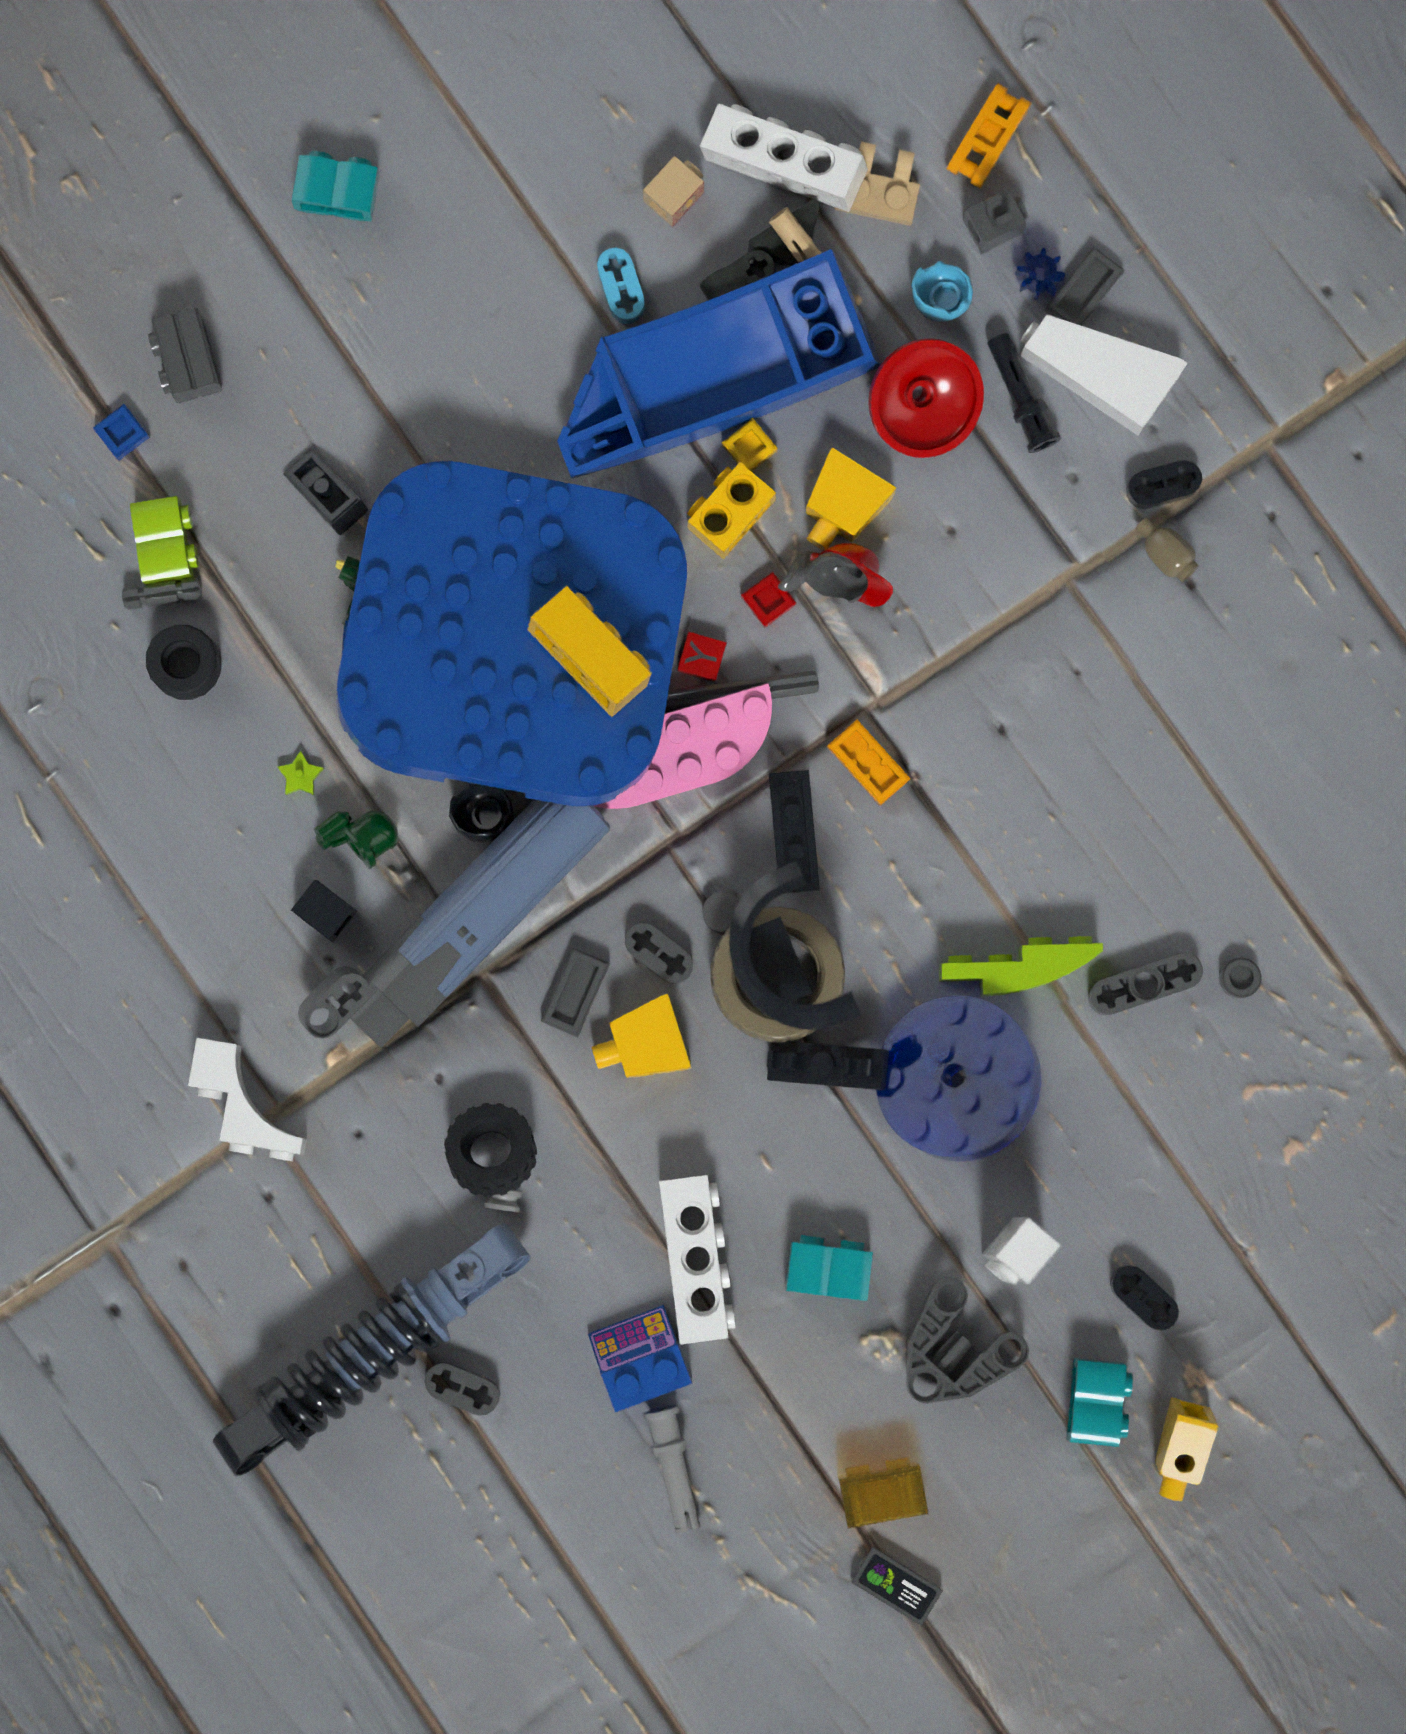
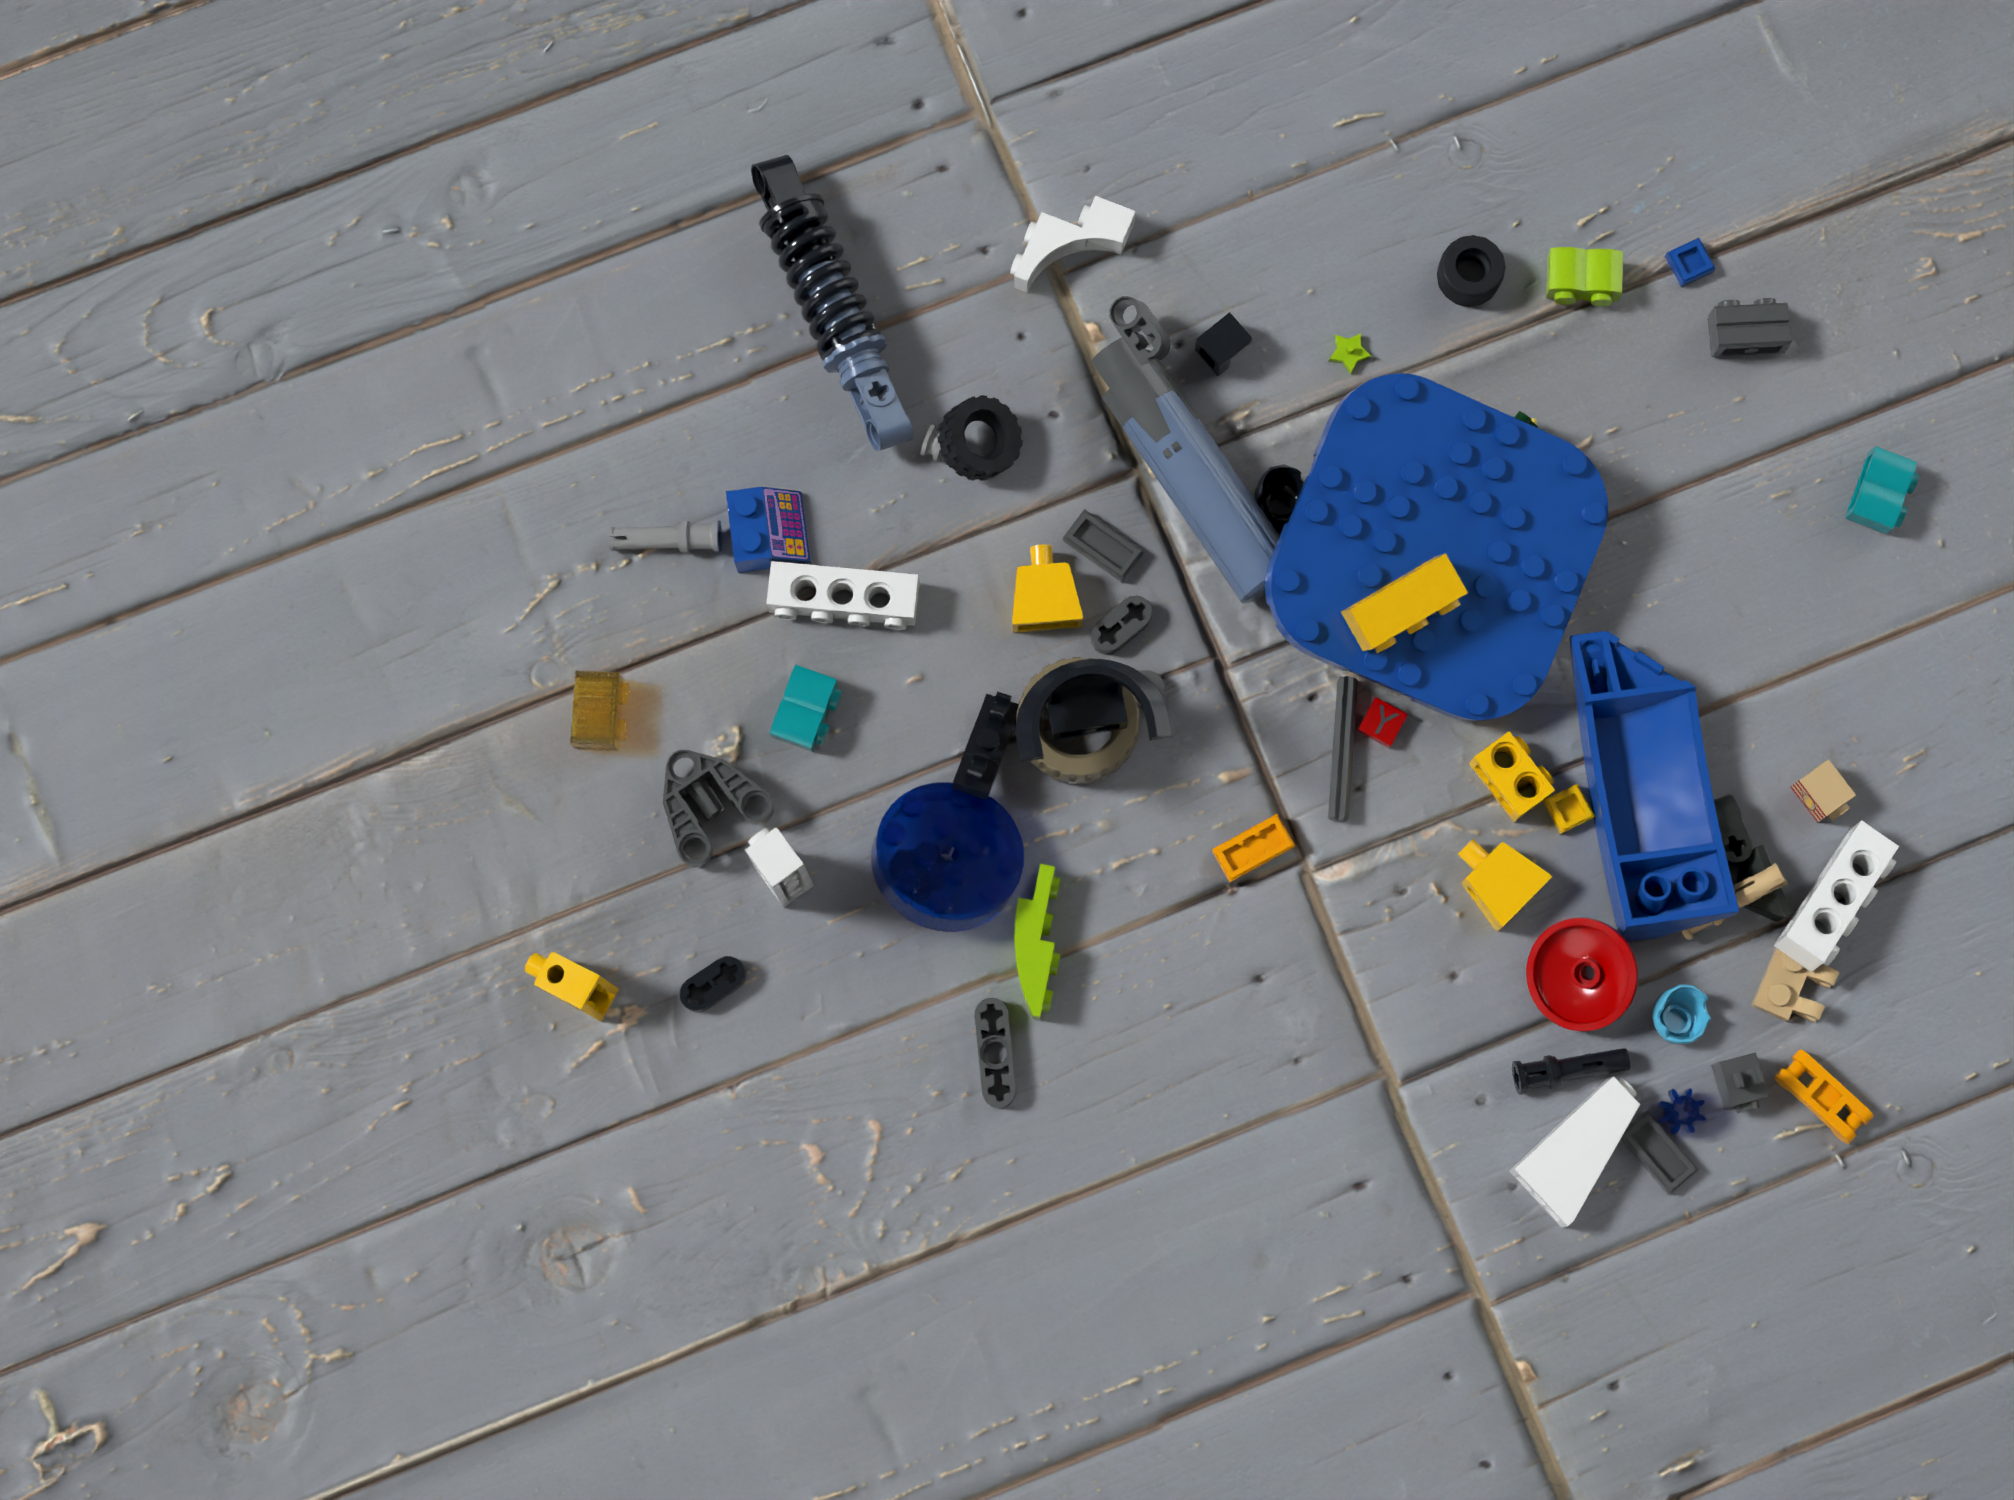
camera: 105 degrees right, 5 degrees down
(161, 593) = (1537, 266): dark grey axle -> none
(326, 492) = (1601, 425): black slope -> none
(366, 836) = (1283, 396): dark green piece -> none
(459, 1398) = (773, 369): dark grey beam -> none
(630, 283) = (1742, 734): medium azure beam -> none
(703, 745) = (1300, 700): bright pink plate -> none
(767, 600) = (1422, 794): red tile -> none
(794, 825) = (1204, 764): black plate -> none
(840, 572) = (1435, 859): dark grey hair -> none
(897, 1586) = (516, 707): tile -> none
(1097, 1402) = (630, 918): teal brick -> none
(1161, 476) = (1466, 1182): black beam -> none
(1168, 550) = (1393, 1169): dark tan plant -> none
(1240, 978) = (981, 1142): dark grey tile -> none

